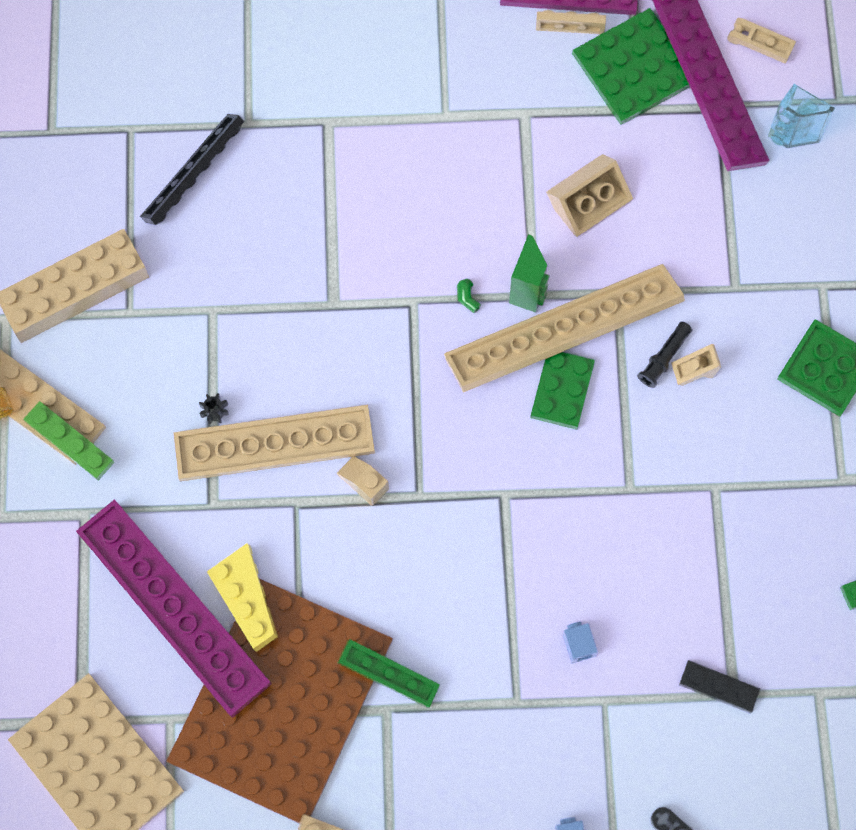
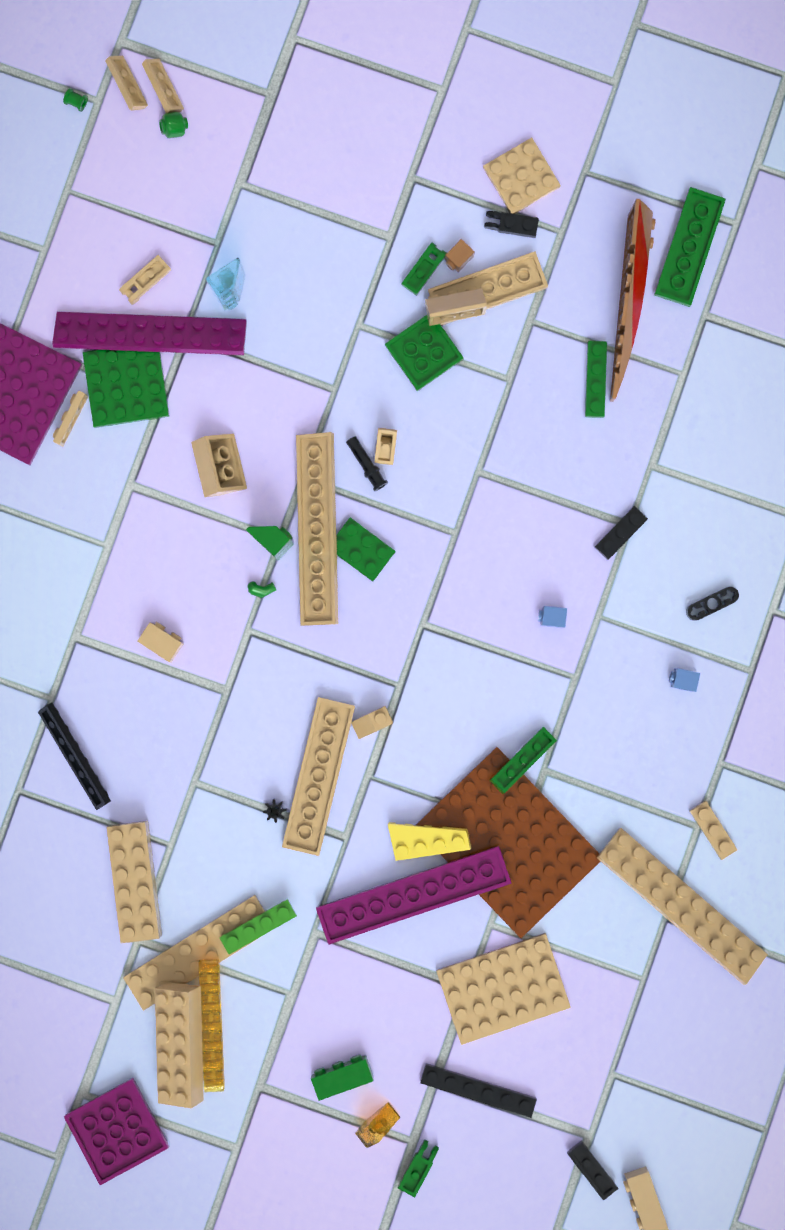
camera: 70 degrees left, 15 degrees up
(360, 209) = (160, 641): none -> tan brick

